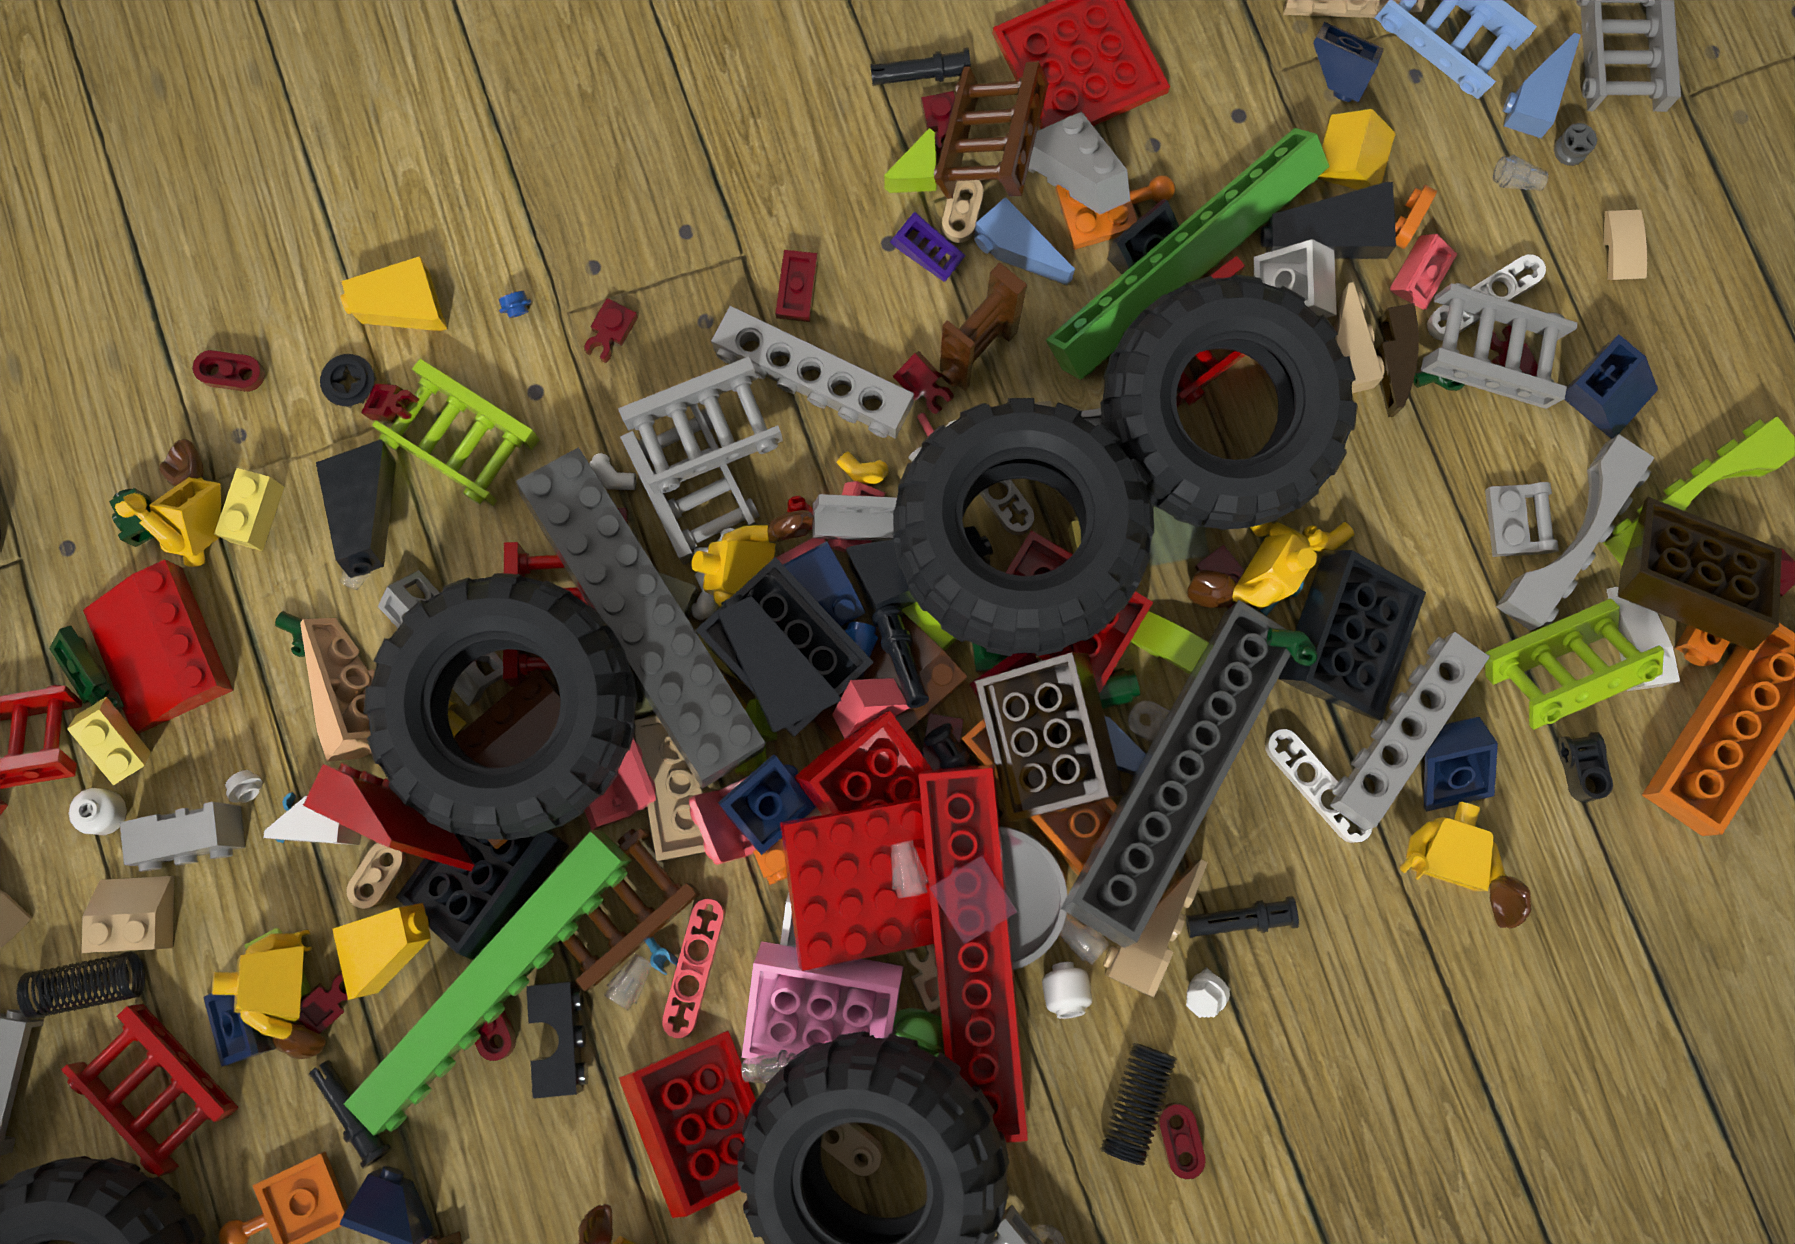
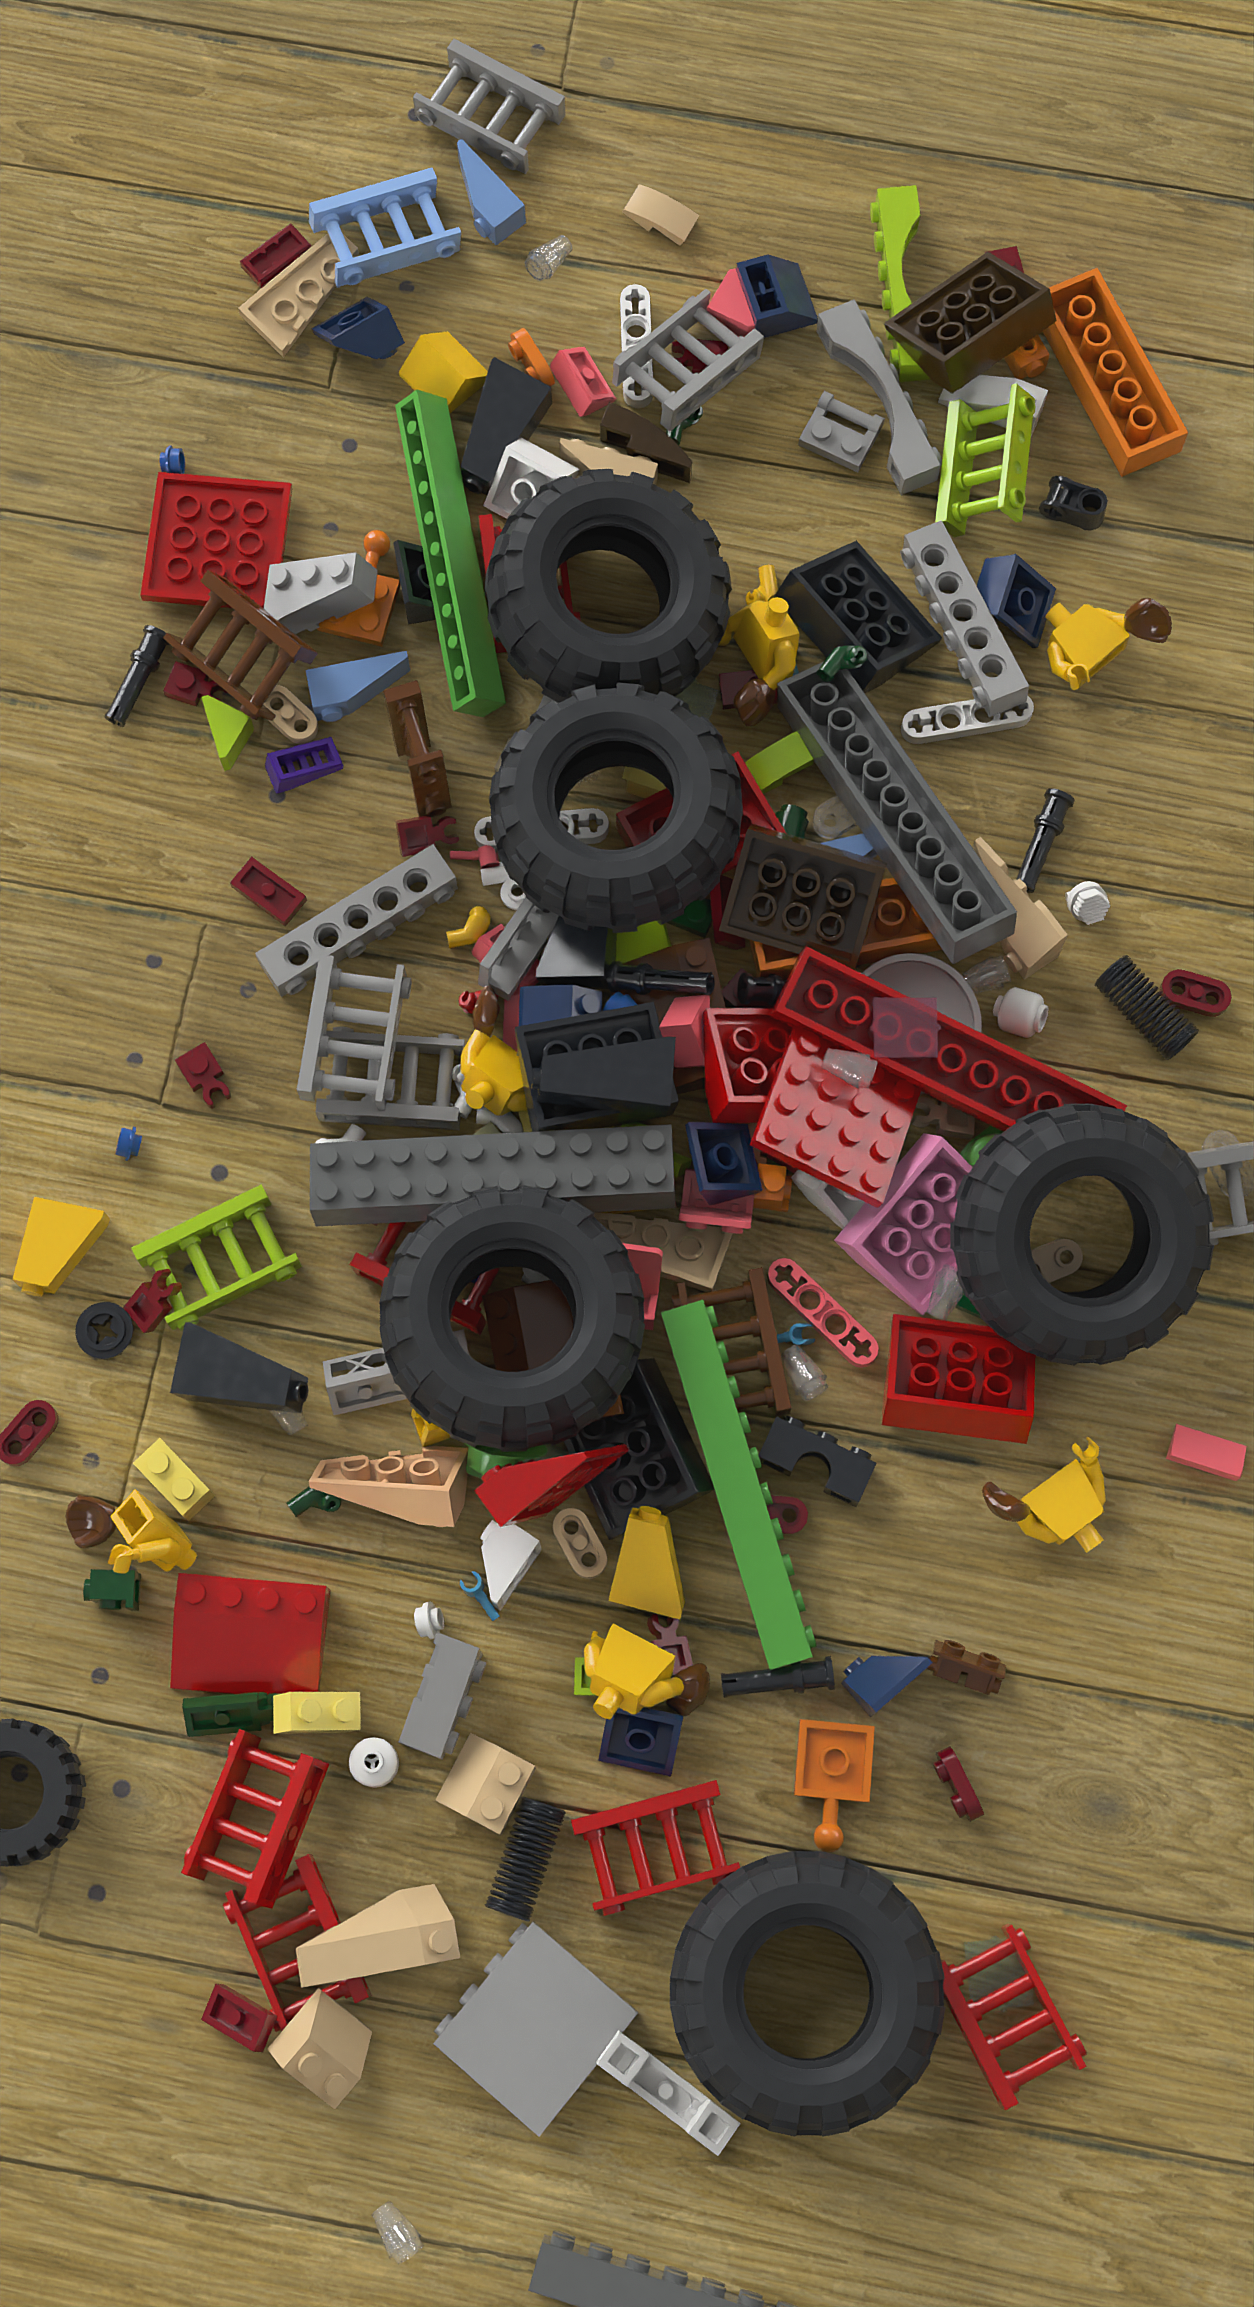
camera: 60 degrees left, 5 degrees down
(1575, 354) = (731, 306): none -> coral slope
(1580, 137) = (555, 193): dark grey wheel -> none

